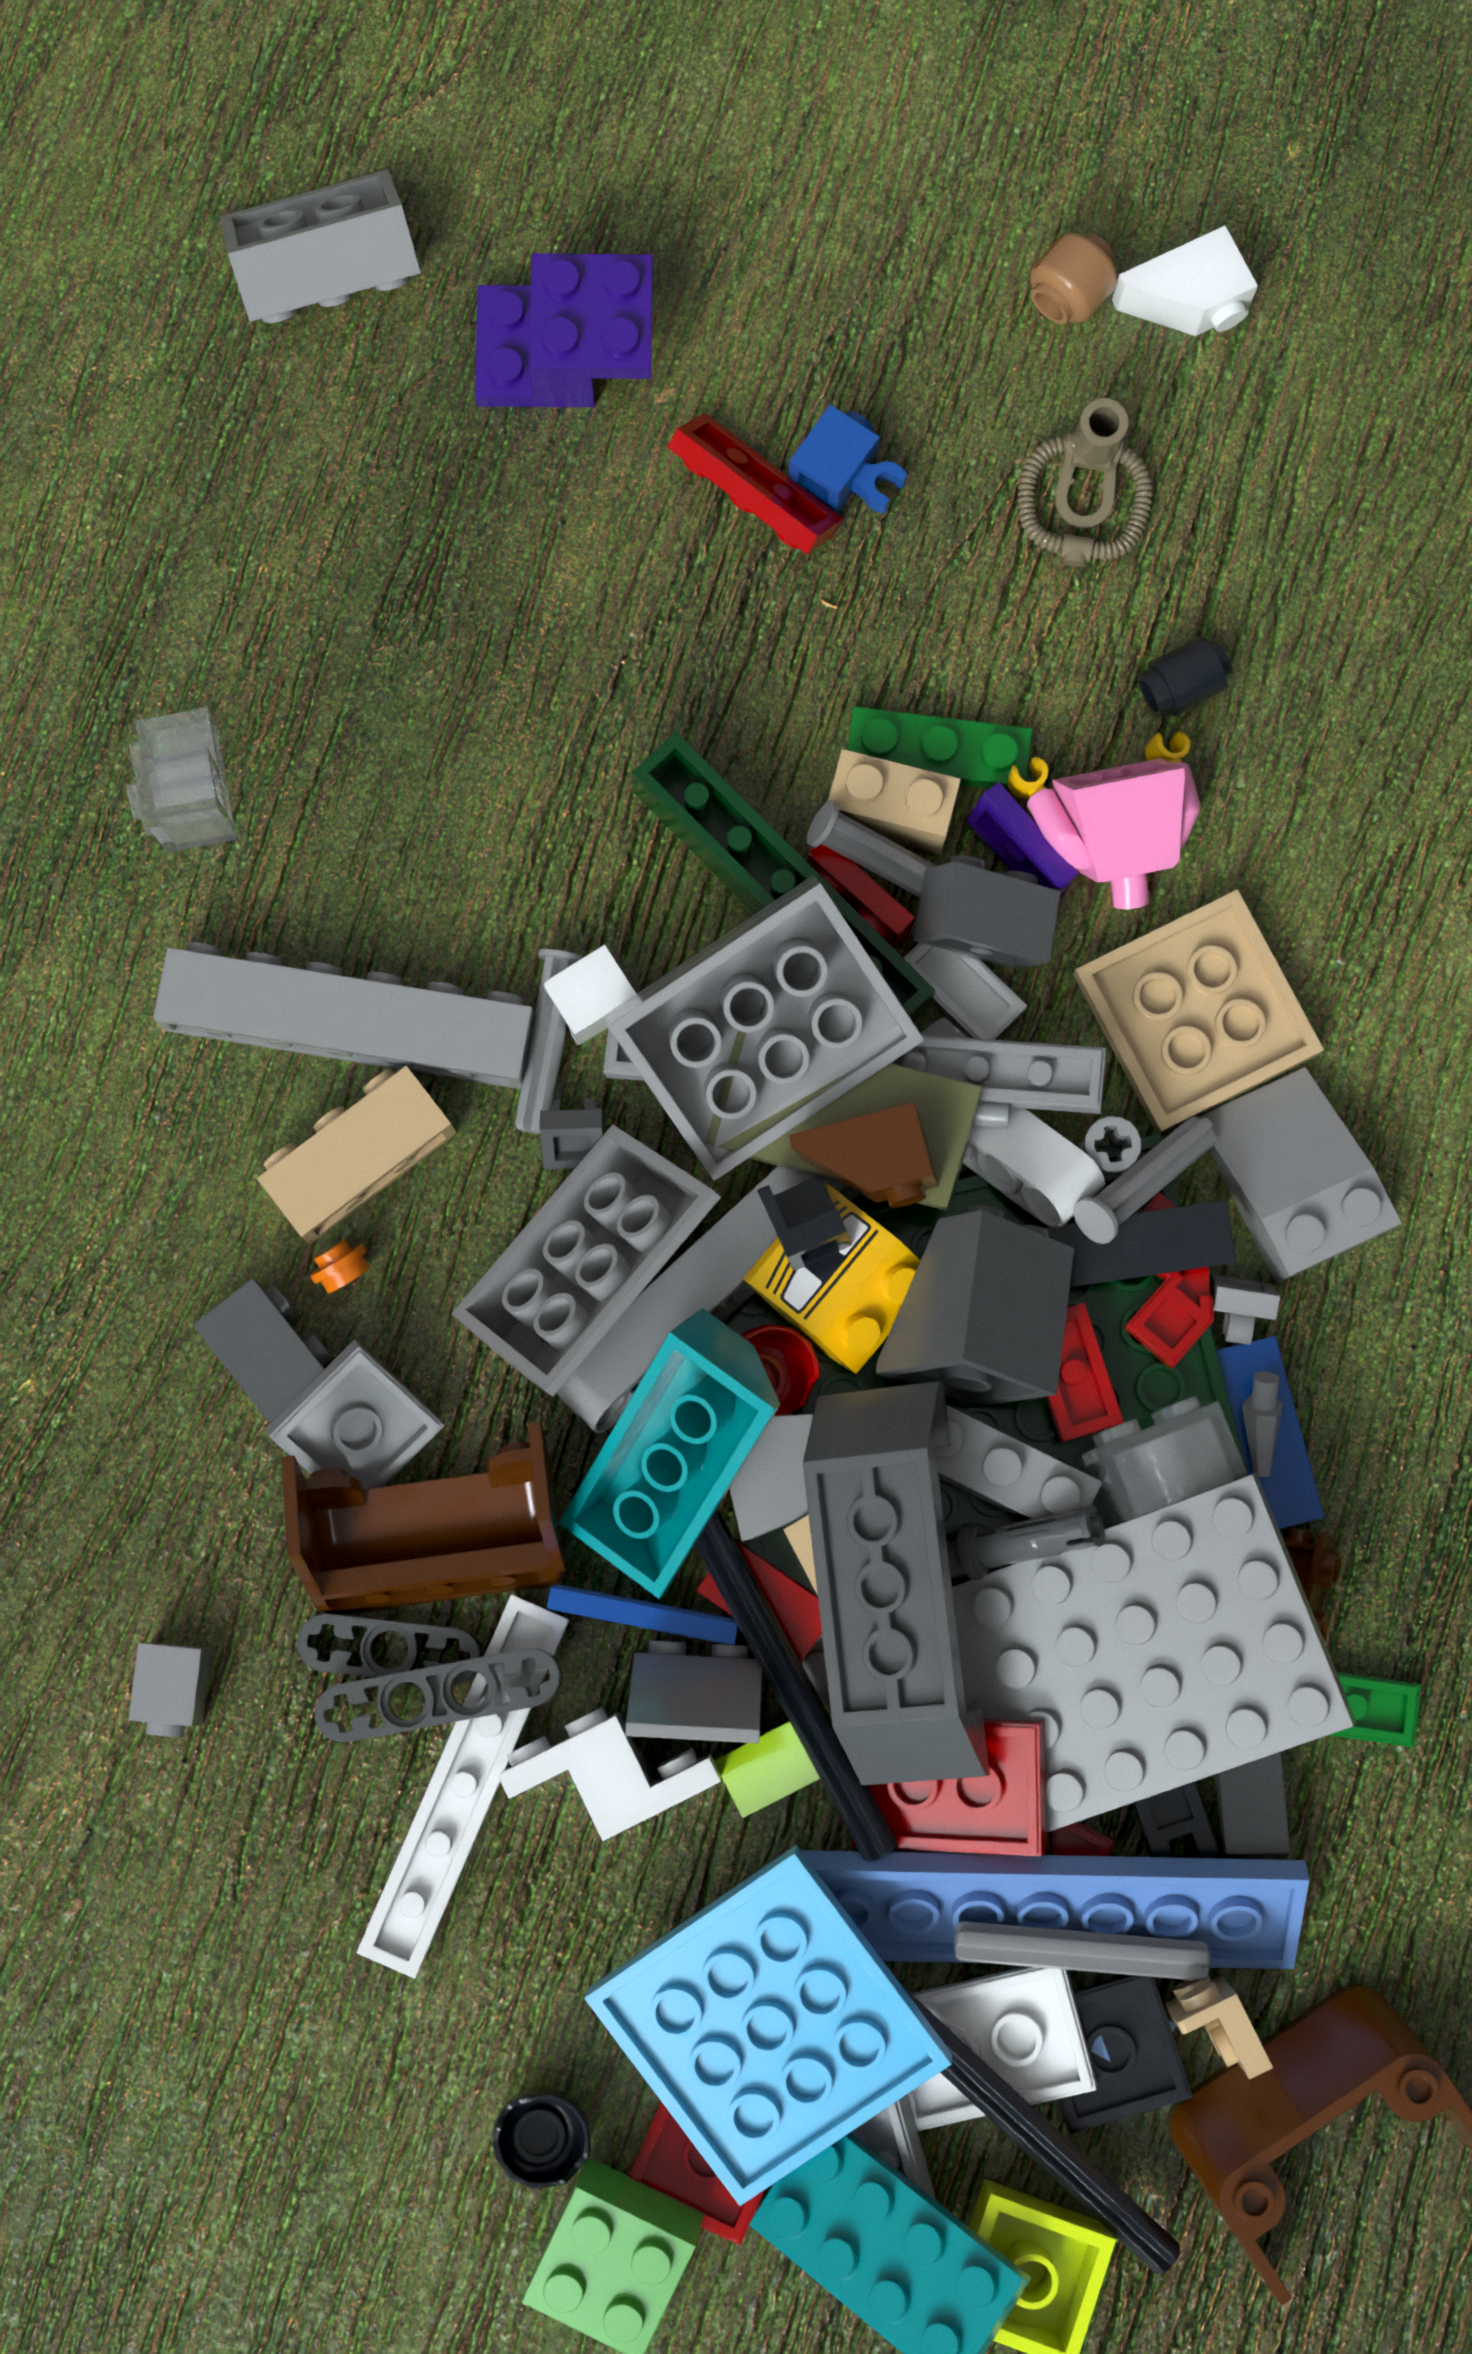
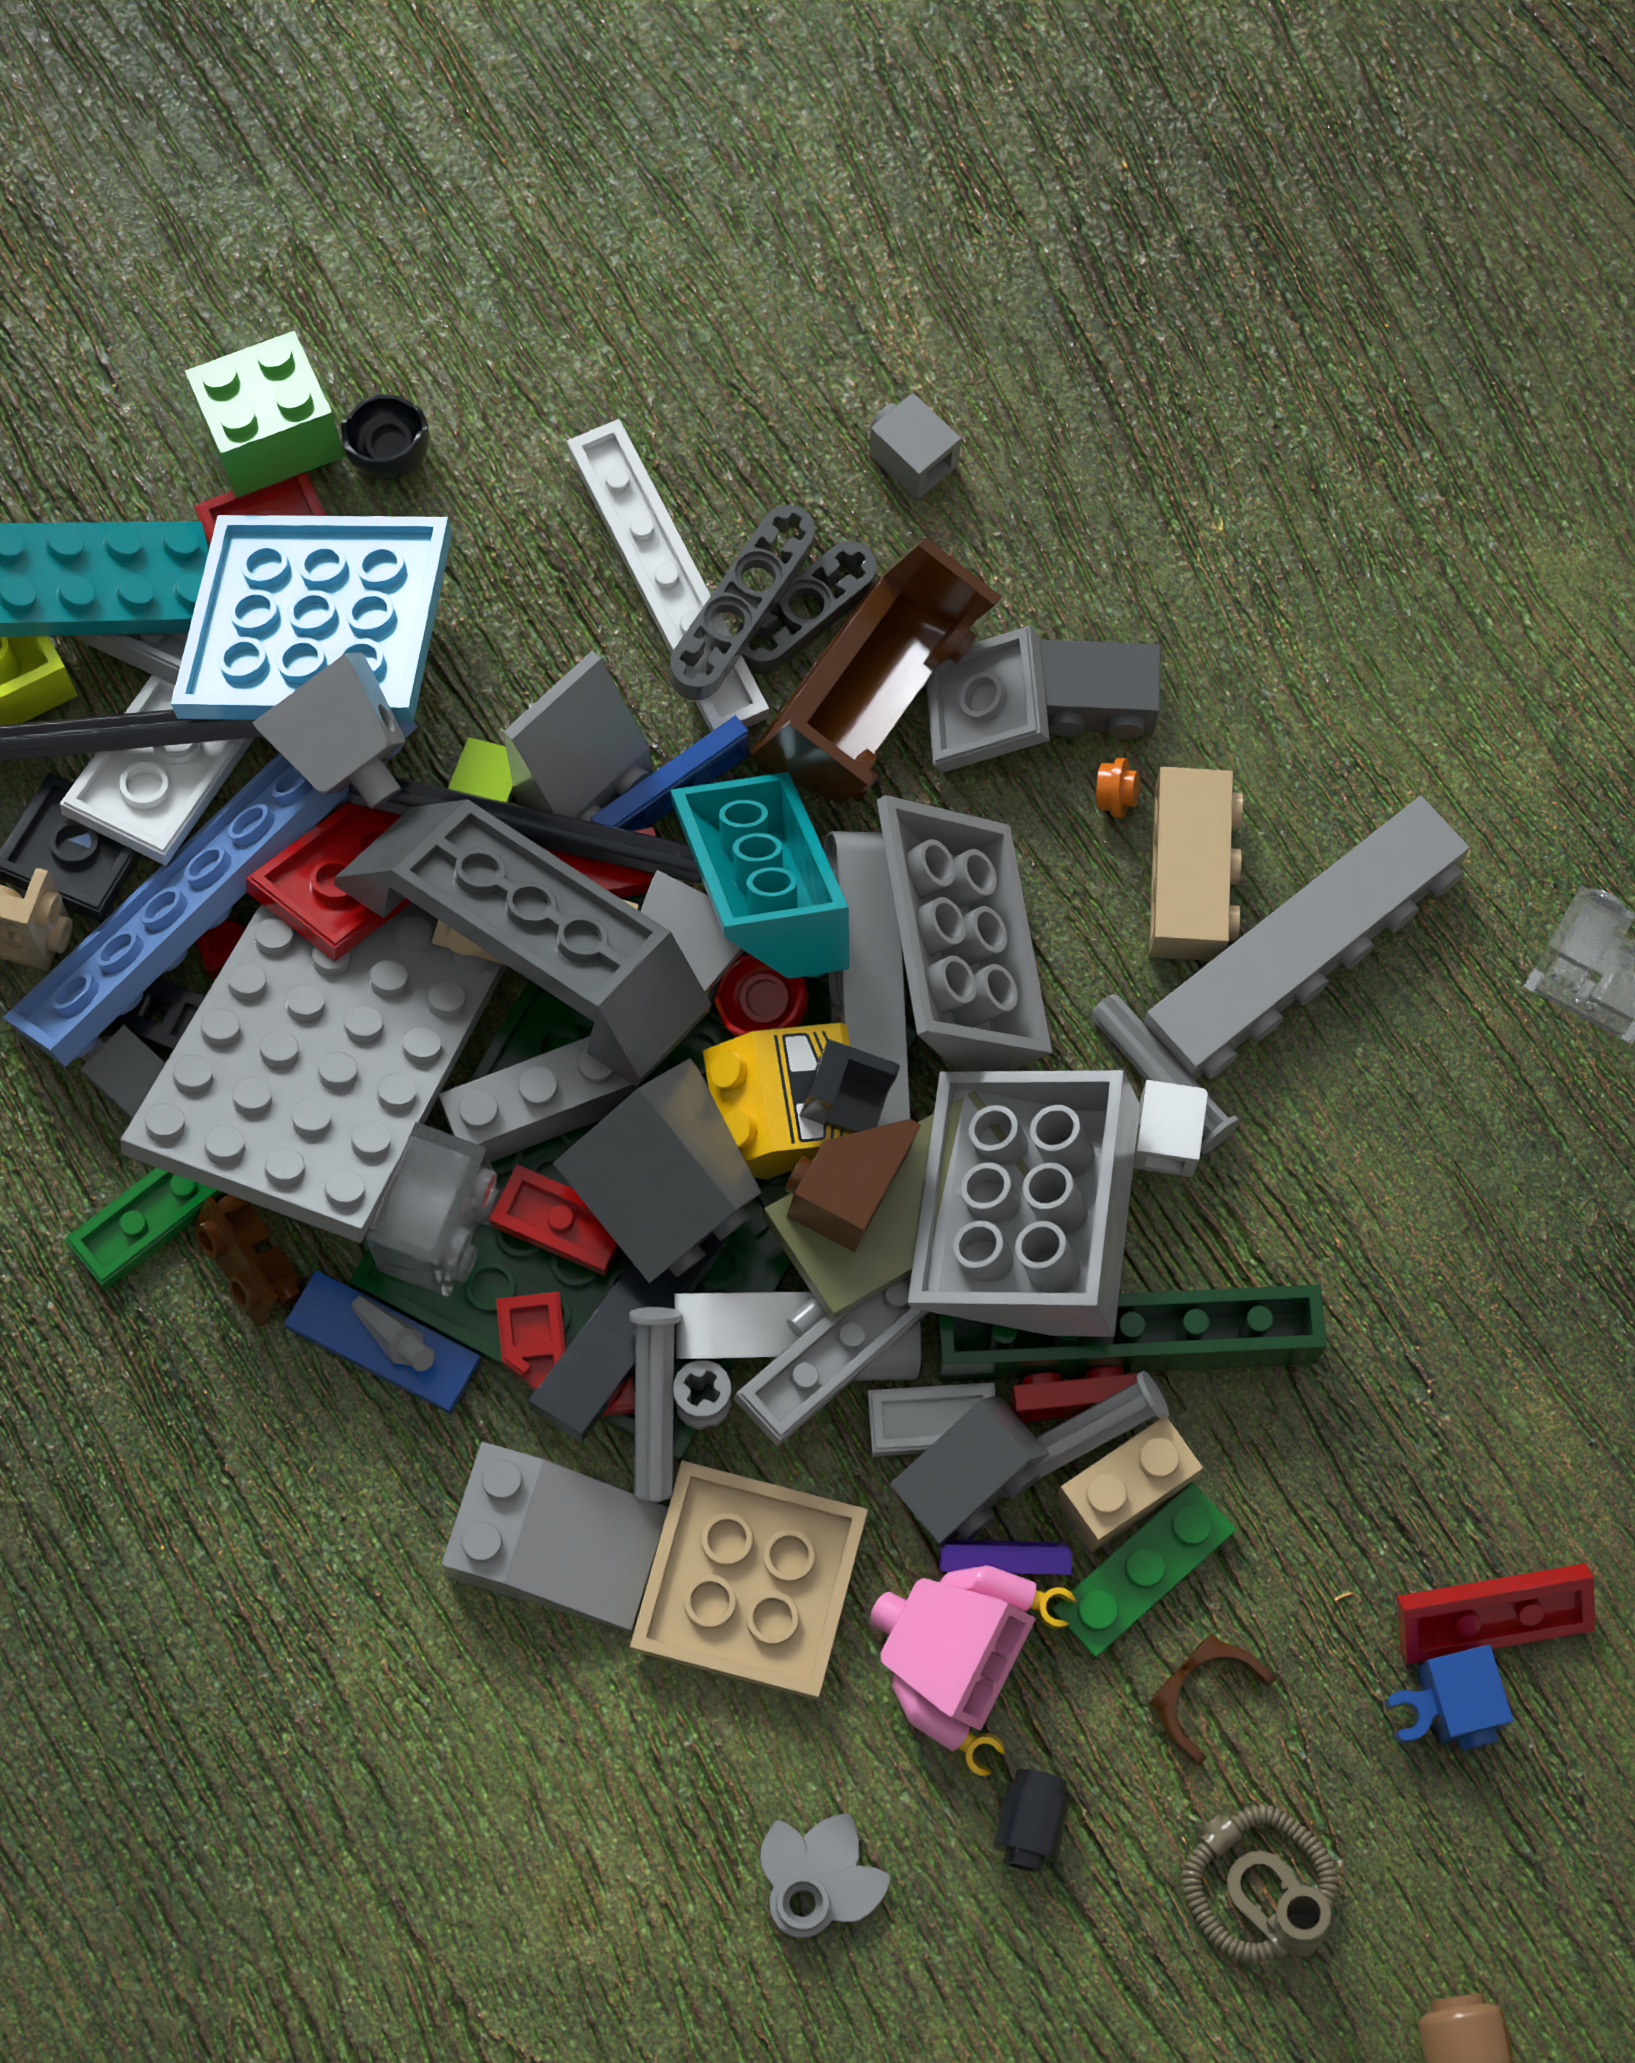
camera: 130 degrees right, 10 degrees down
(569, 1134) = (1071, 1021): dark grey tile -> none
(610, 1772) = (566, 636): white bracket -> none
(867, 1889) = (338, 730): none -> light grey torso
(962, 660) = (1165, 1699): none -> reddish brown cap
(980, 1549) = (494, 1030): dark grey pin -> none
(1081, 1951) = (157, 871): light grey axle -> none
(1241, 1303) = (496, 1405): light grey tile -> none
(1342, 791) = (825, 1868): none -> light grey plate

